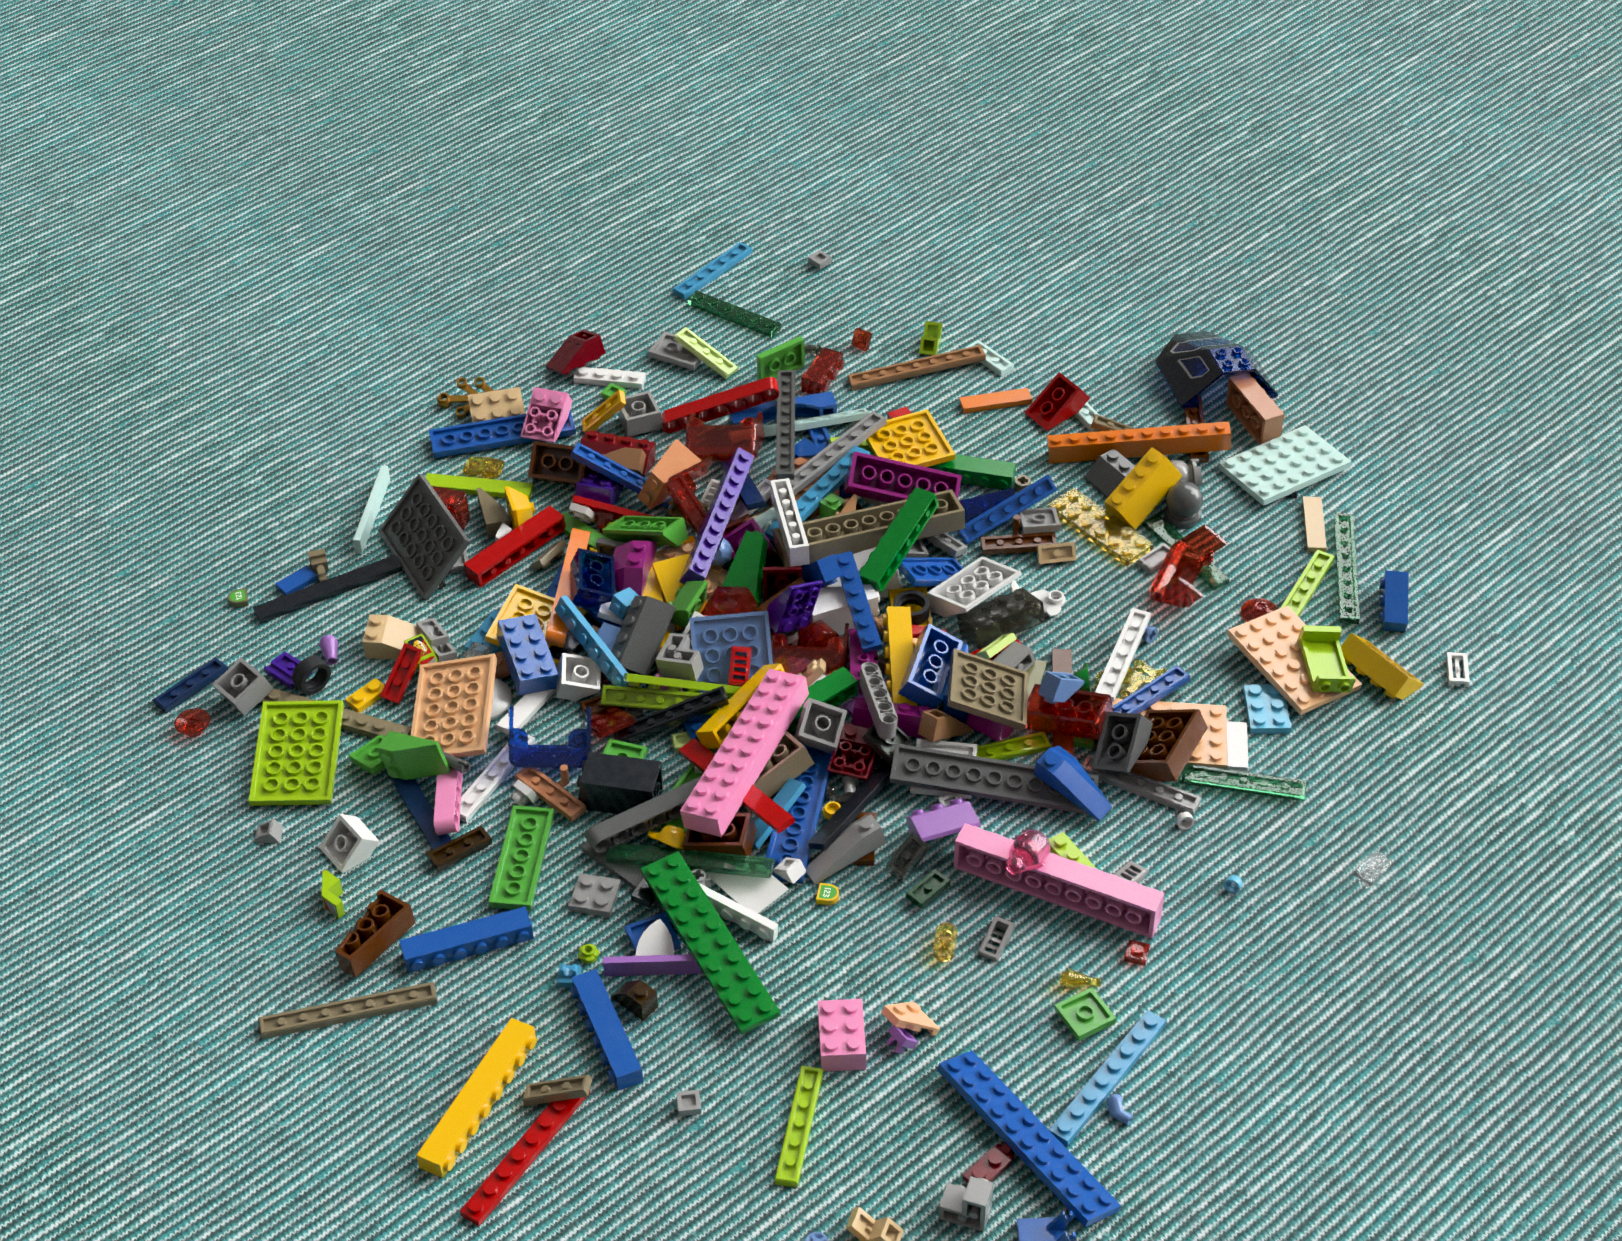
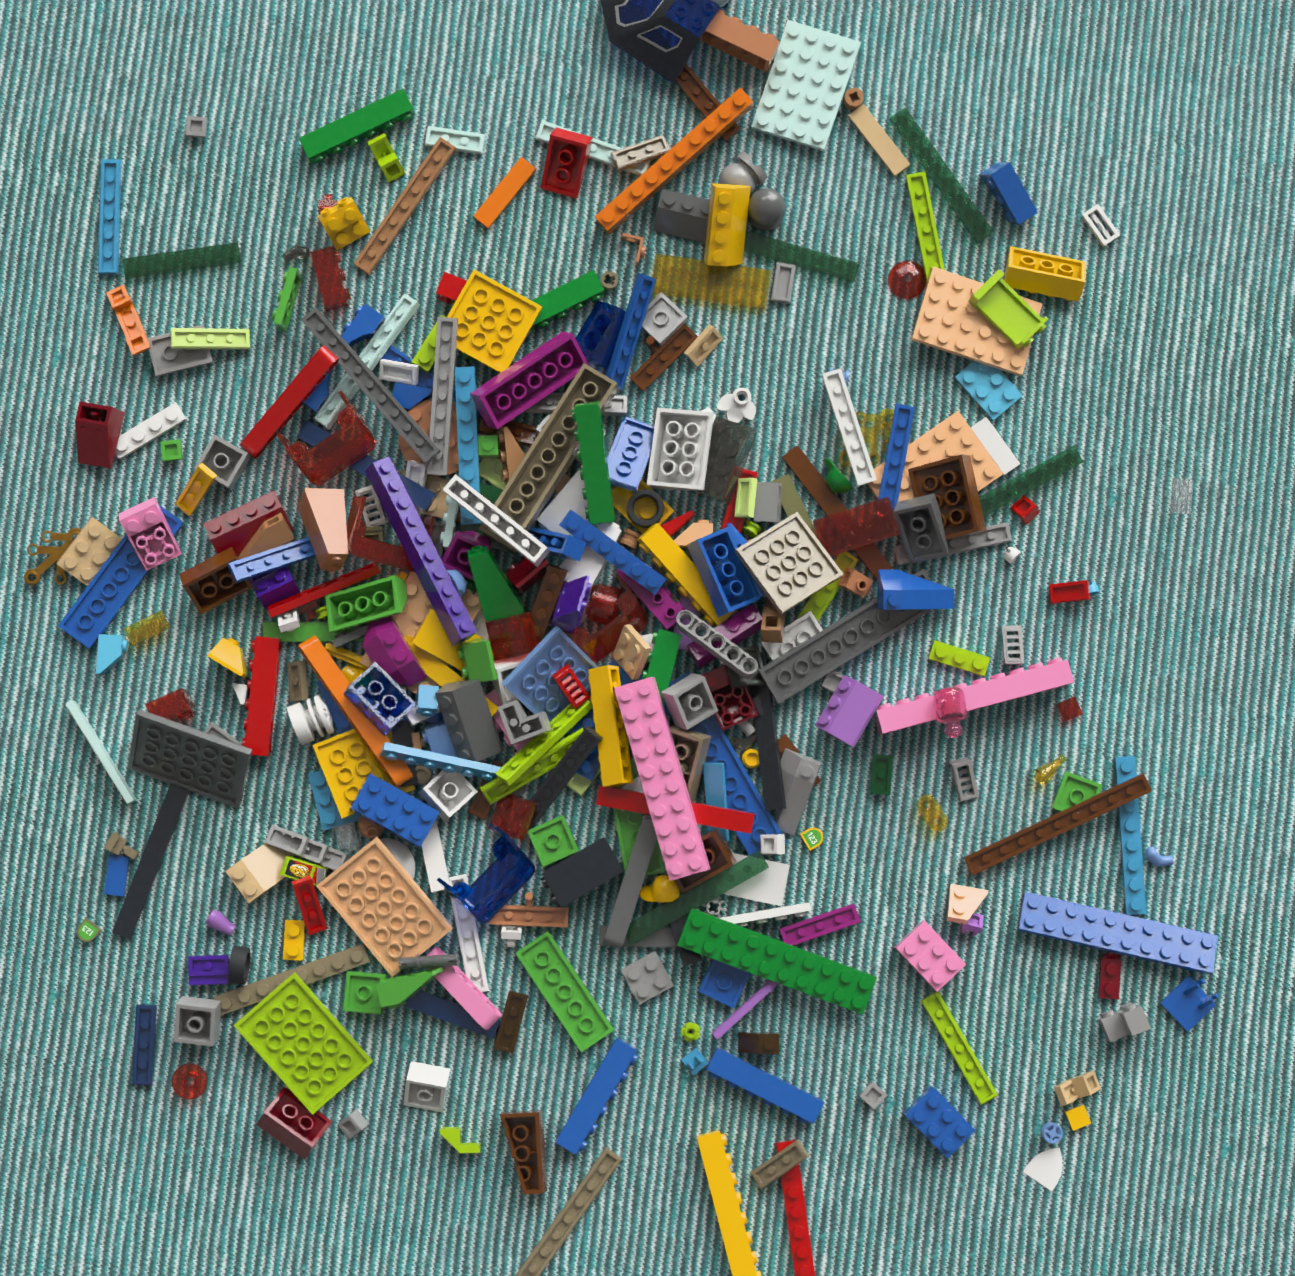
camera: 45 degrees left, 40 degrees up
(228, 797) = (293, 1123): none -> dark red slope
(445, 462) = (110, 651): none -> medium azure slope
(469, 484) = (160, 651): lime tile -> none
(492, 513) = (212, 677): dark tan slope -> none
(531, 572) = (311, 719): none -> white wheel
(655, 941) = (737, 991): white sticker -> none
(666, 318) = (129, 320): none -> orange slope
(724, 1161) = (939, 1121): none -> blue brick
(774, 954) = (820, 925): none -> magenta plate
(815, 437) = (399, 372): none -> white tile
(863, 347) = (343, 223): none -> yellow plate
(907, 858) = (850, 766): clear smoke brick -> none
(917, 311) = (357, 126): none -> green brick
(1031, 750) = (855, 583): none -> nougat brick
(1048, 1015) = (1057, 824): none -> reddish brown plate
(1059, 686) = (843, 517): medium blue slope -> none
(1062, 477) = (639, 240): none -> nougat bracket
(1182, 565) = (818, 292): clear red windscreen -> none
(1212, 871) = (1069, 592): none -> red tile
(1225, 802) = (1025, 509): none -> red slope
(1315, 488) = (851, 102): none -> medium nougat wheel

